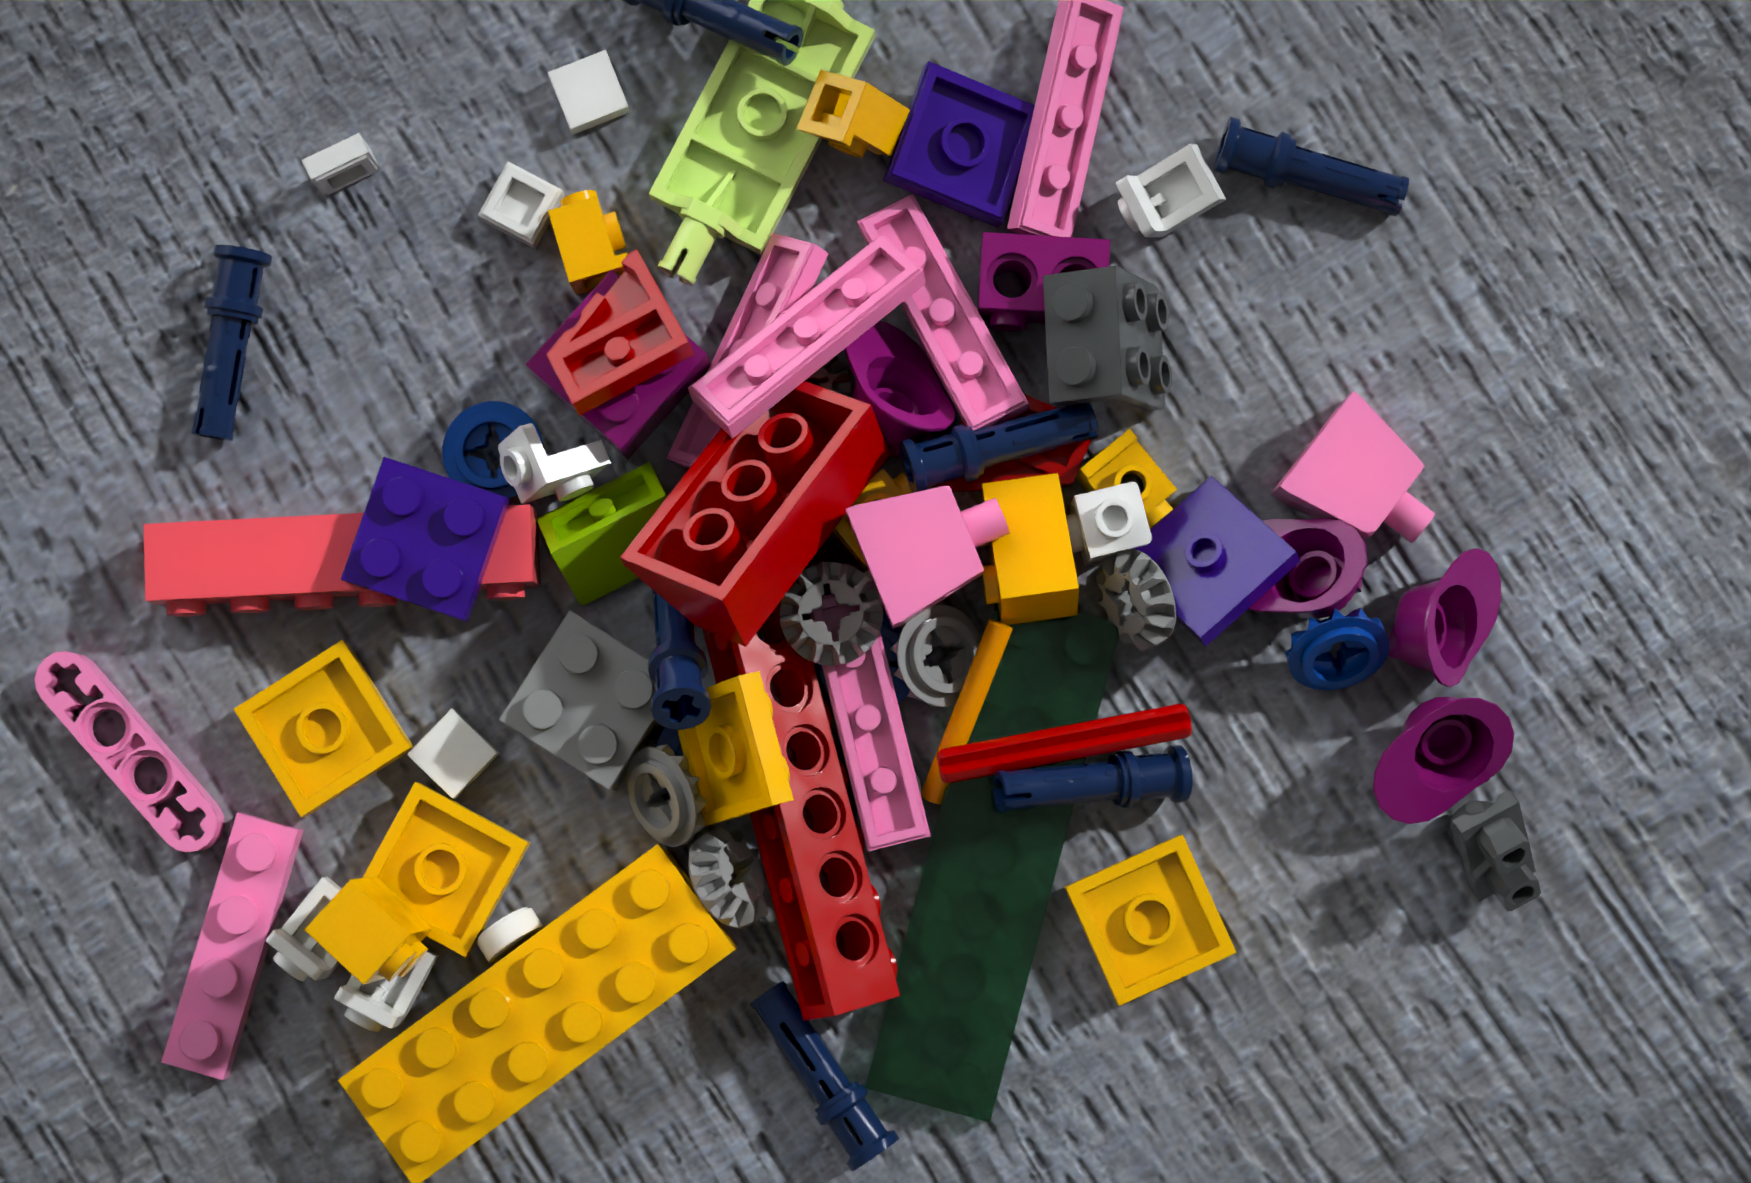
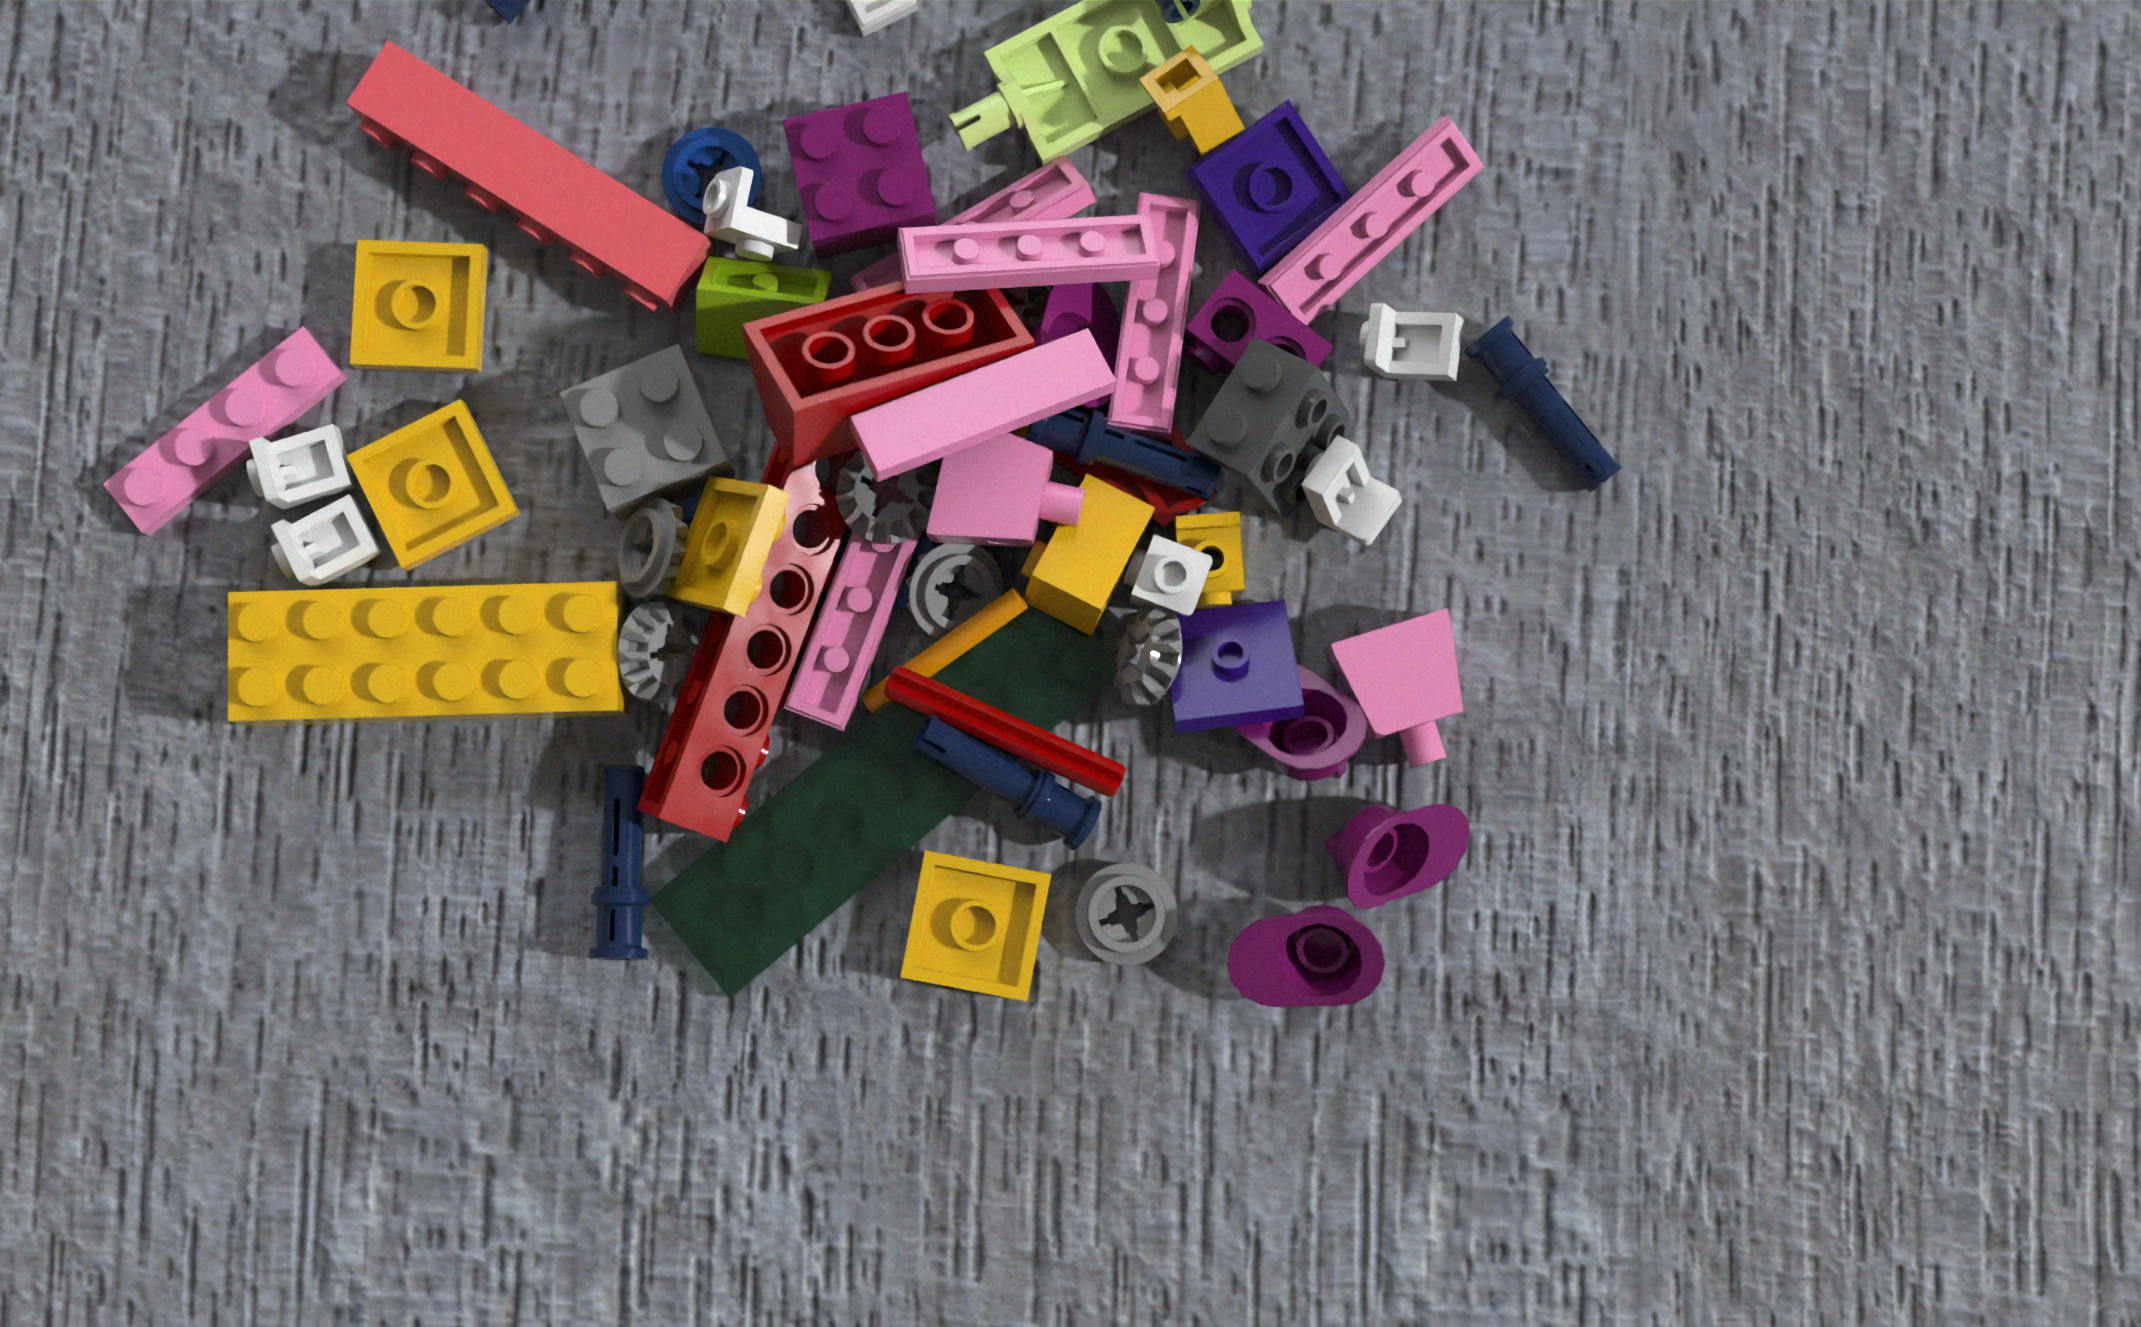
camera: 35 degrees right, 0 degrees up
(136, 745) = (261, 217): bright pink beam -> none
(370, 931) = (335, 488): yellow brick -> none
(425, 539) = (602, 206): dark purple plate -> none
(453, 753) = (509, 399): white tile -> none
(508, 933) = (449, 571): white tile -> none
(587, 240) = (908, 58): yellow brick -> none
(619, 340) = (867, 150): wing -> none
(677, 670) = (726, 452): dark blue pin -> none
(865, 487) = (982, 404): none -> bright pink tile
(1203, 354) = (1346, 494): none -> white bracket
(1294, 819) = (1154, 927): none -> light grey gear
(1359, 655) = (1300, 832): blue gear -> none
(1496, 850) = (1299, 1068): dark grey hips -> none

